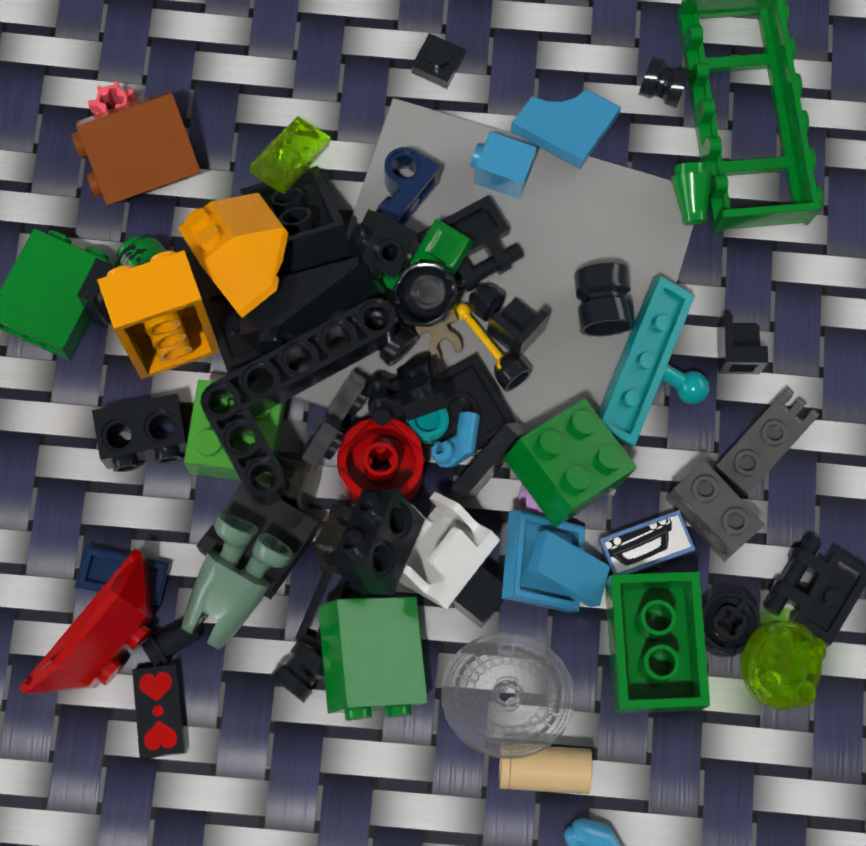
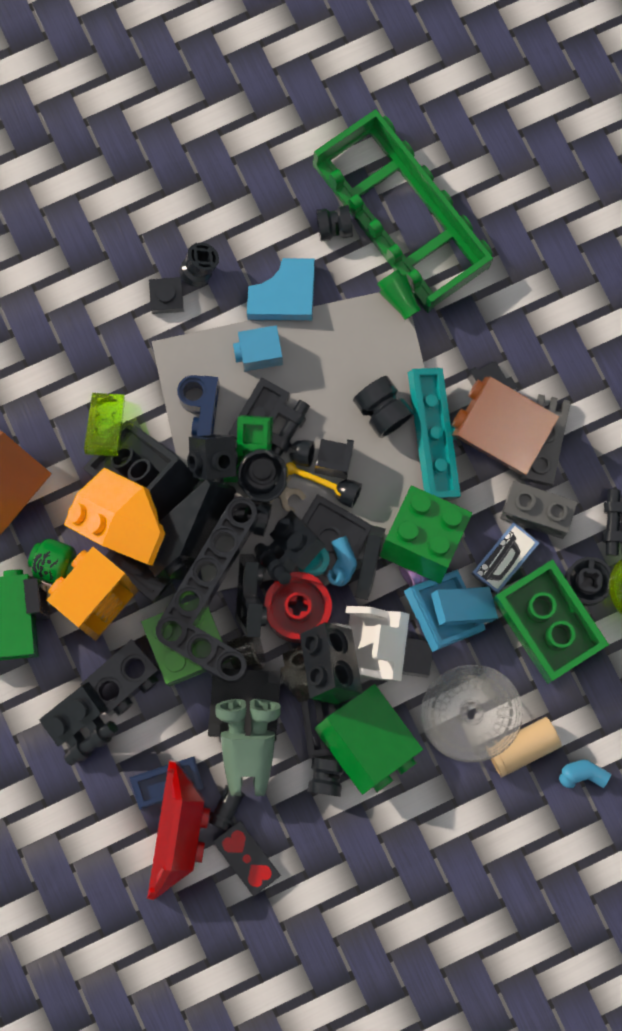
camera: 25 degrees left, 5 degrees up
(65, 440) = (72, 715): none -> black plate
(491, 45) = (199, 264): none -> black wheel
(729, 392) = (504, 425): none -> brick

